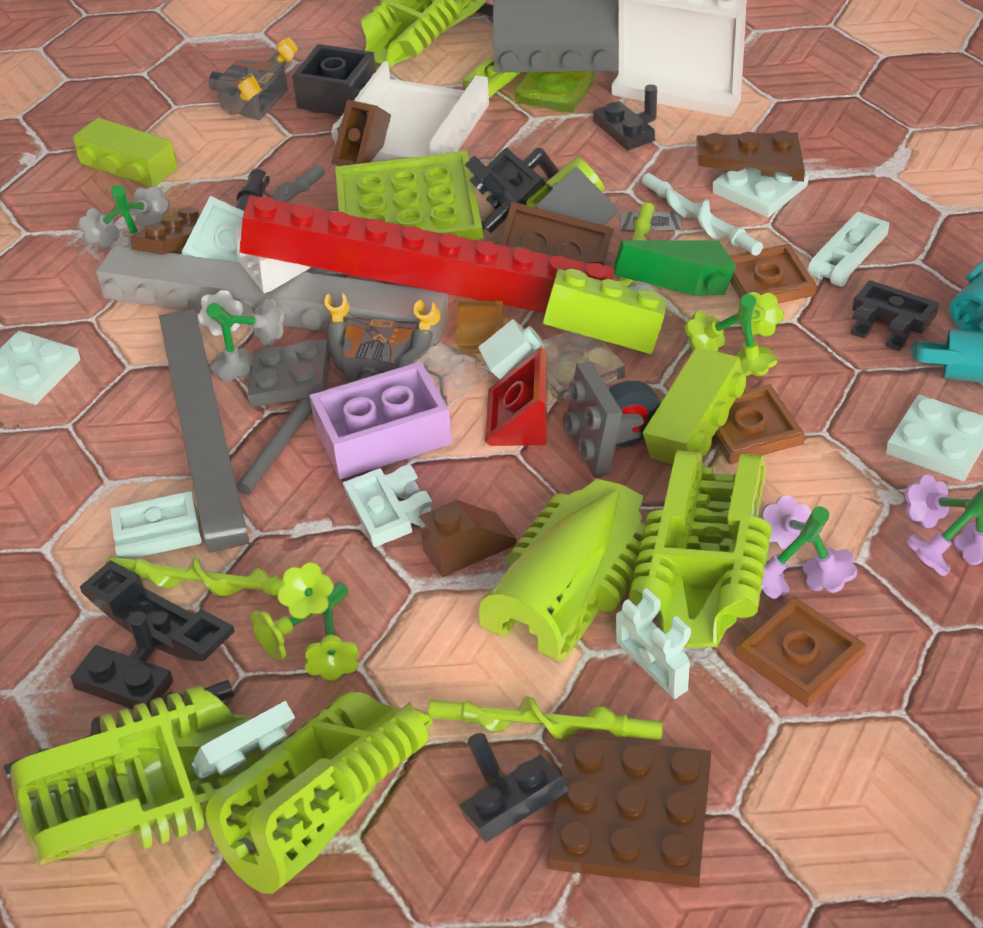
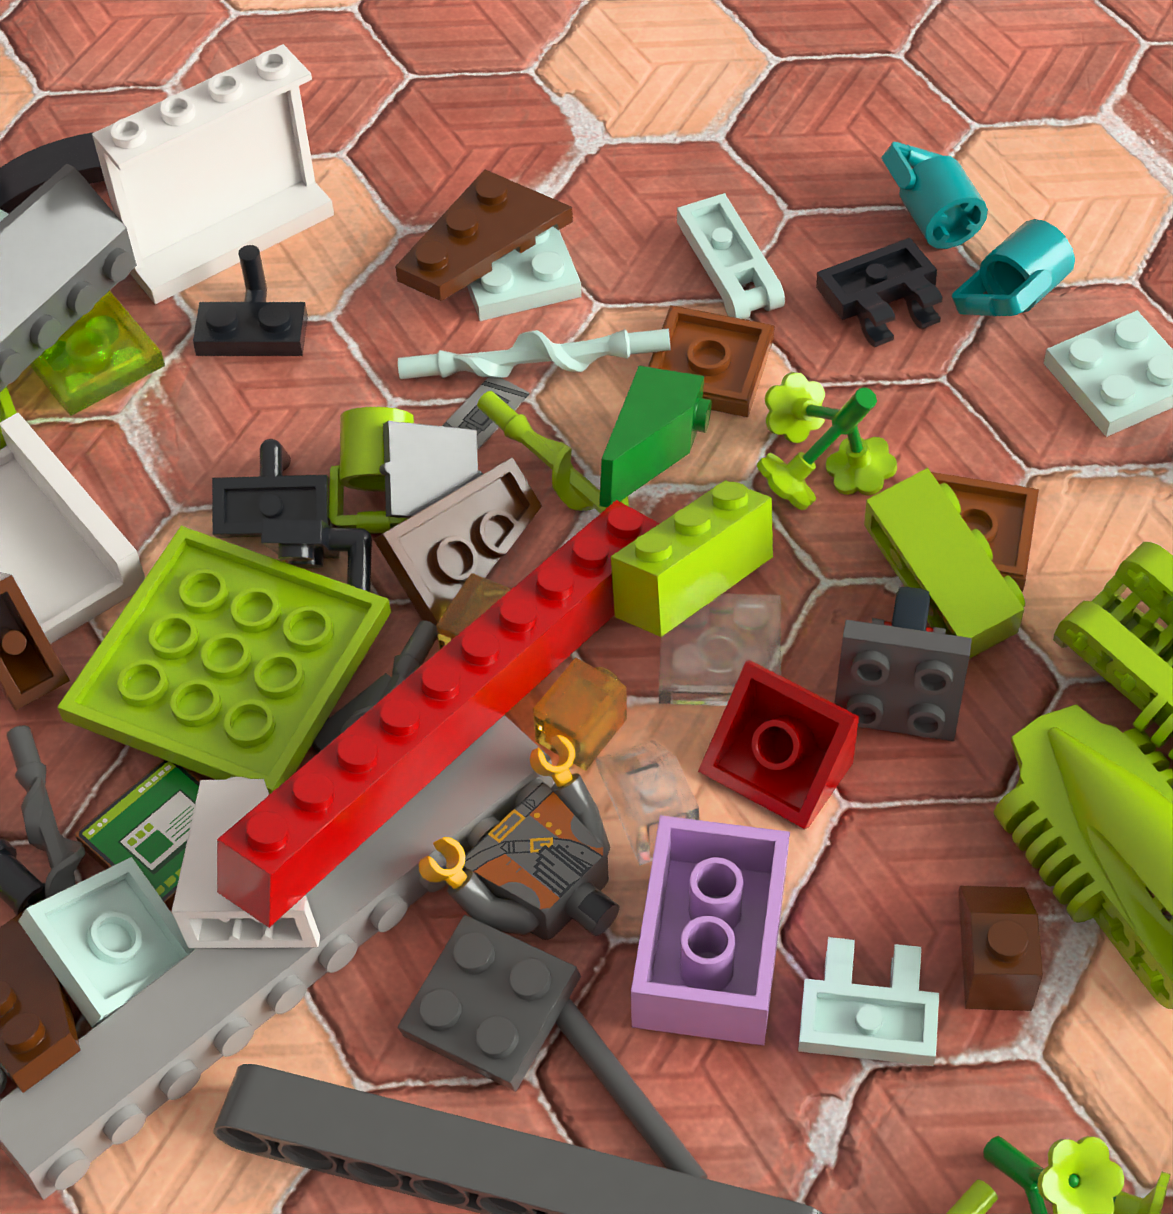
camera: 60 degrees left, 10 degrees up
(222, 316) = (374, 979): light grey plant -> none
(509, 347) = (683, 701): light aqua brick -> none

